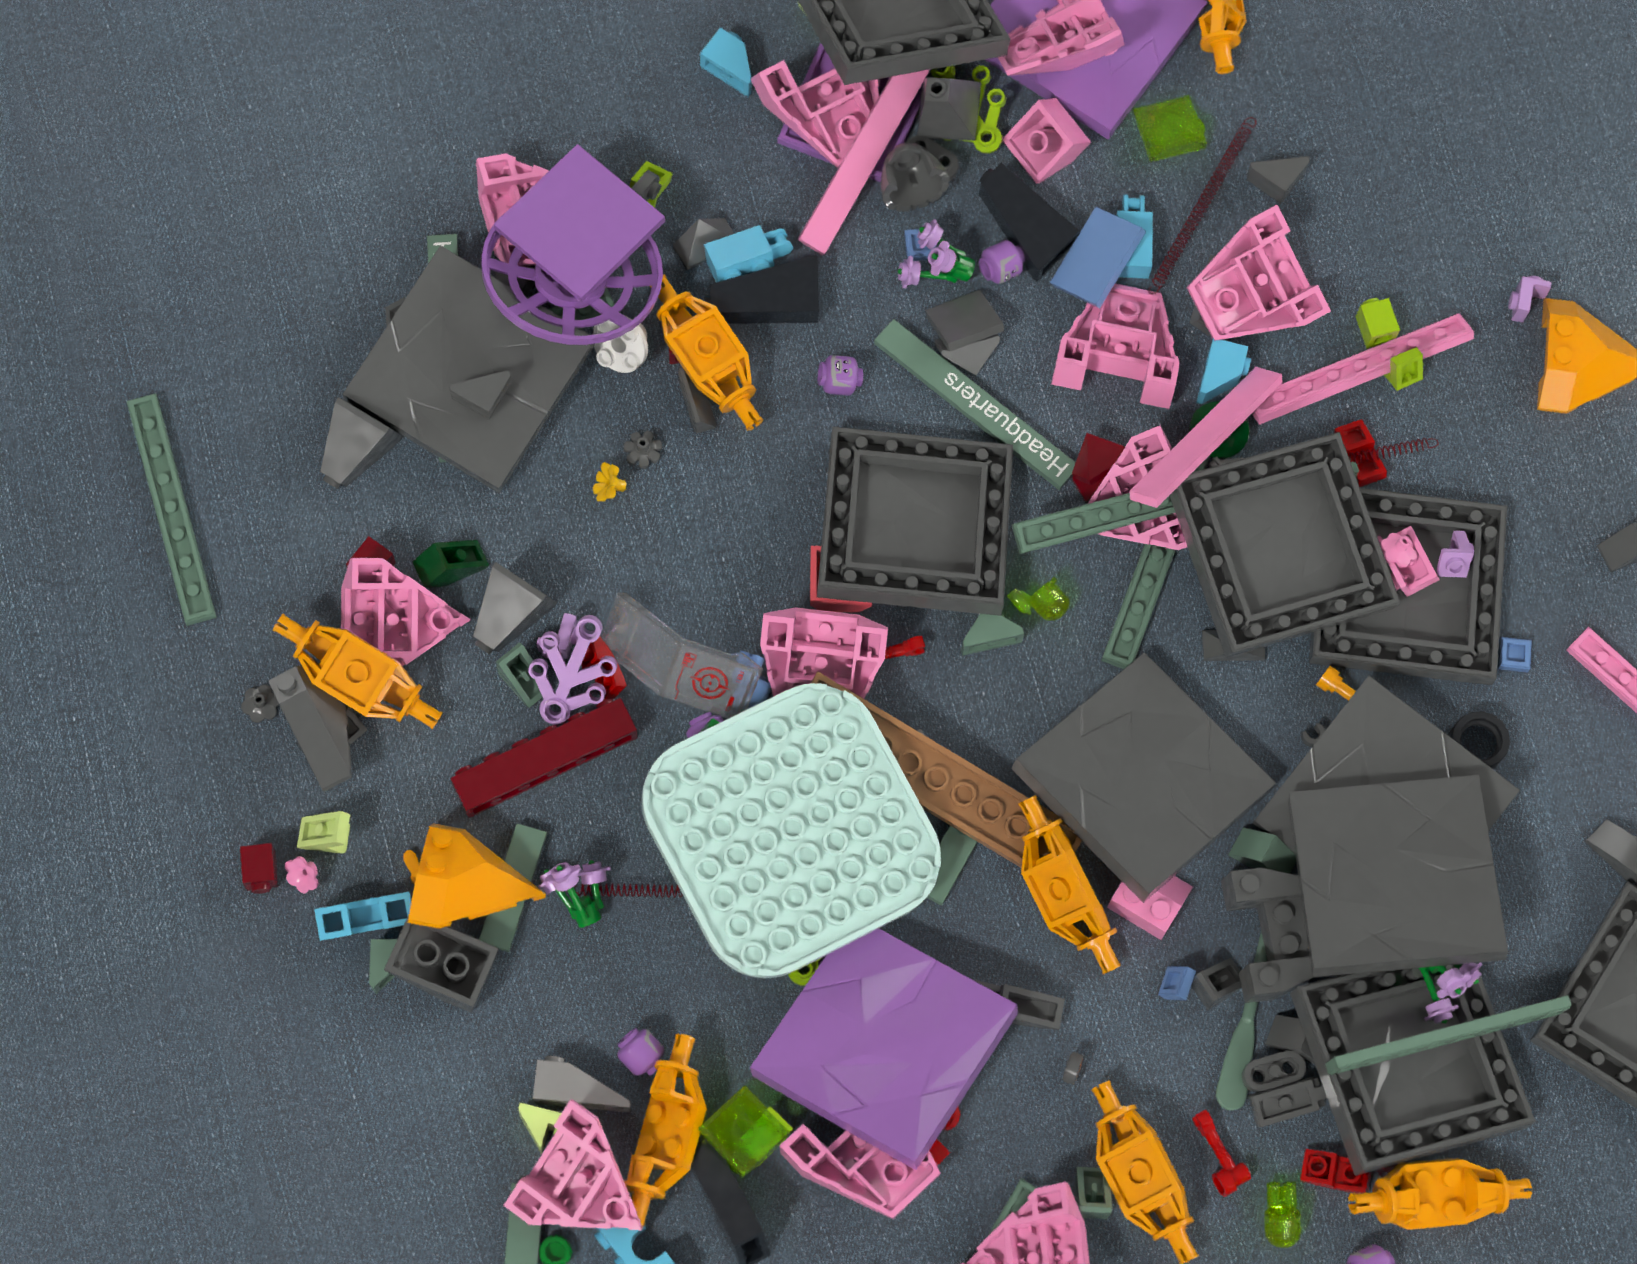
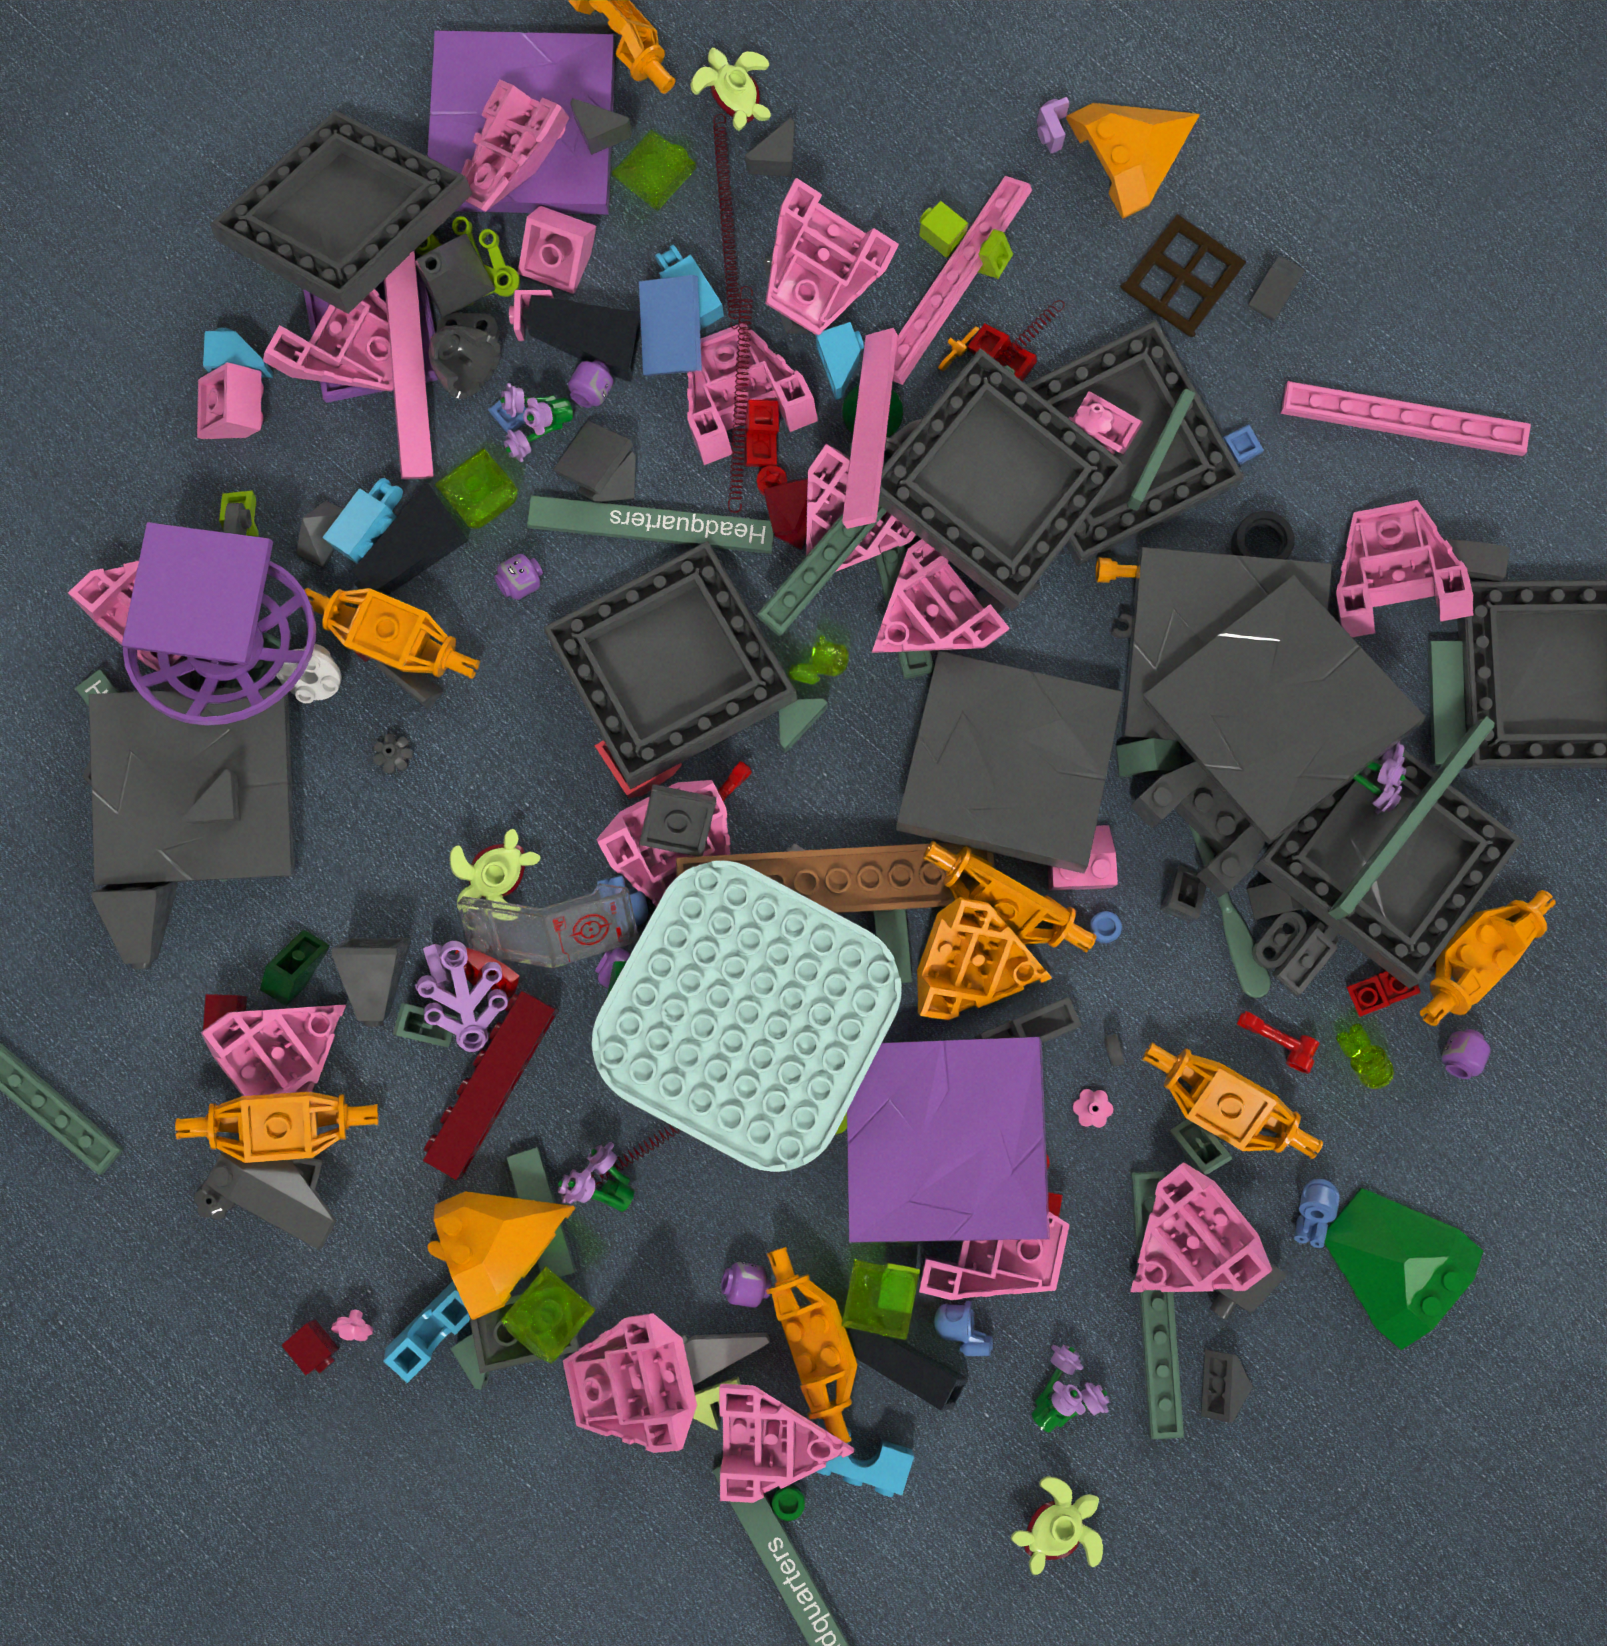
camera: 25 degrees left, 10 degrees up
(325, 832) = (347, 1277): yellowish green slope -> none
(468, 957) = (547, 1316): none -> clear neon green slope
(499, 1061) = (634, 1384): none -> bright pink wedge
(608, 482) = (383, 804): yellow plant -> none
(663, 590) = (494, 870): none -> yellowish green animal
(701, 94) = (229, 402): none -> bright pink slope
(793, 1201) = (957, 1324): none -> medium blue piece
(838, 641) = (677, 820): none -> dark grey tile
(854, 287) = (478, 490): none -> clear neon green slope
(979, 168) = (522, 298): none -> bright pink bracket
(1004, 916) = (972, 961): none -> light orange wedge
(1021, 1114) = (1084, 1105): none -> bright pink plant
(1079, 399) = (742, 395): none -> dark red piece
(1099, 427) = (769, 477): none -> red tile
(1115, 389) = (760, 433): none -> red slope
(1134, 966) = (1105, 926): none -> medium blue tile
(1146, 67) = (600, 126): none -> dark grey slope
(1163, 614) = (934, 609): none -> bright pink wedge
(1176, 983) = (1151, 918): medium blue tile -> none
(1278, 103) = (733, 86): none -> yellowish green animal
(1325, 425) = (958, 348): none -> light orange piece
(1438, 609) = (1160, 449): none -> sand green tile
(1457, 558) = (1145, 392): lavender bracket -> none
(1553, 967) = (1446, 698): none -> sand green tile
(1557, 487) = (1183, 275): none -> dark brown window
(1577, 825) = (1397, 559): none -> bright pink wedge

